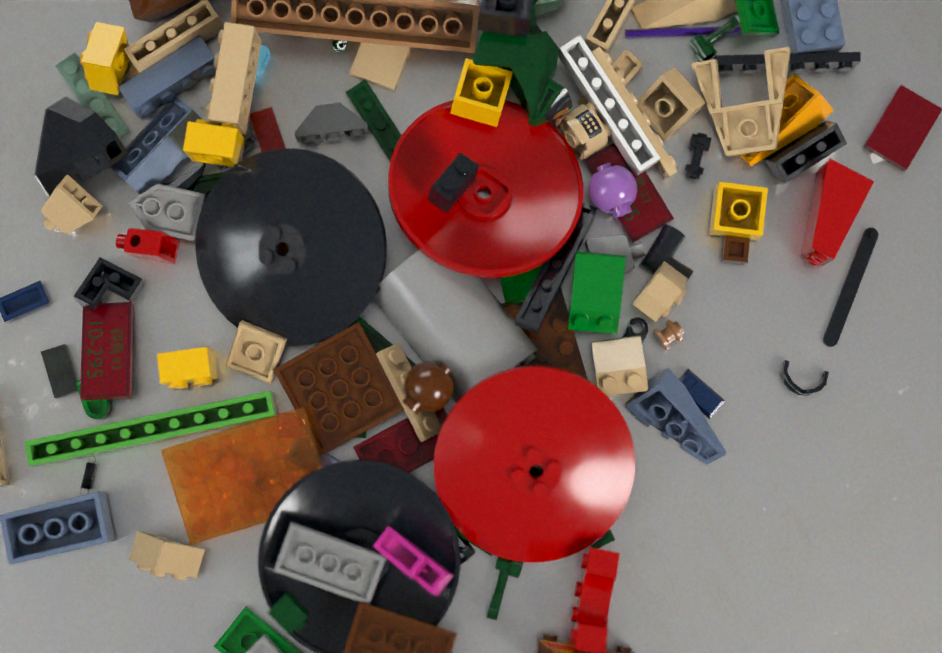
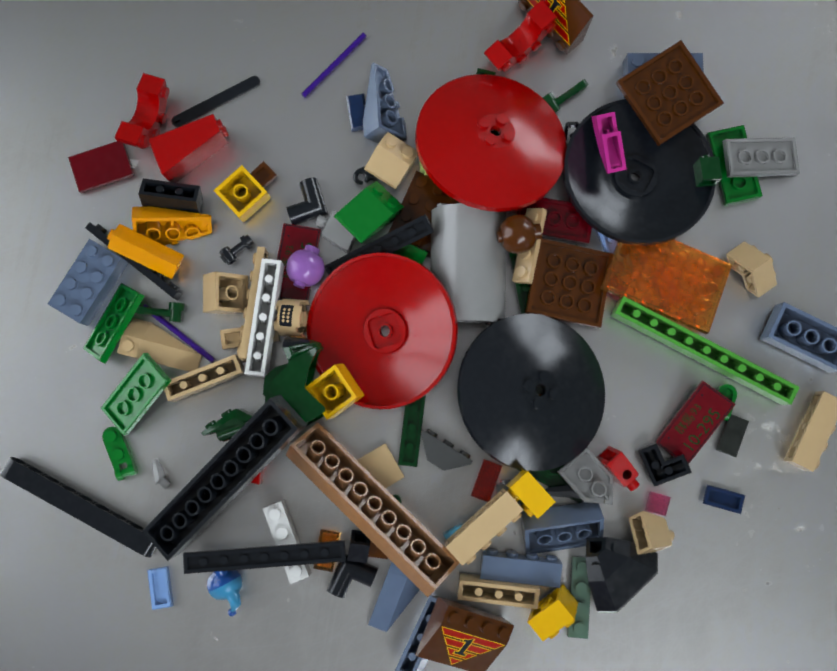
camera: 140 degrees left, 0 degrees up
(84, 245) = (657, 503): none -> clear pink plate
(88, 475) = (763, 356): black piece -> none
(187, 367) = (653, 369): yellow brick -> none
(256, 352) = (602, 347): tan tile -> none
(330, 563) = (659, 181): light grey tile -> none
(453, 182) = (401, 343): black brick -> none
(661, 291) = (329, 182): tan brick -> none
(672, 332) = (345, 157): medium nougat wheel -> none
(750, 125) = (189, 235): tan wing -> none
(765, 423) = (326, 72): none -> dark purple axle
(796, 389) = (291, 59): black helmet -> none
(803, 71) = (144, 251): none -> light orange brick
(899, 209) = (148, 114): none -> red brick

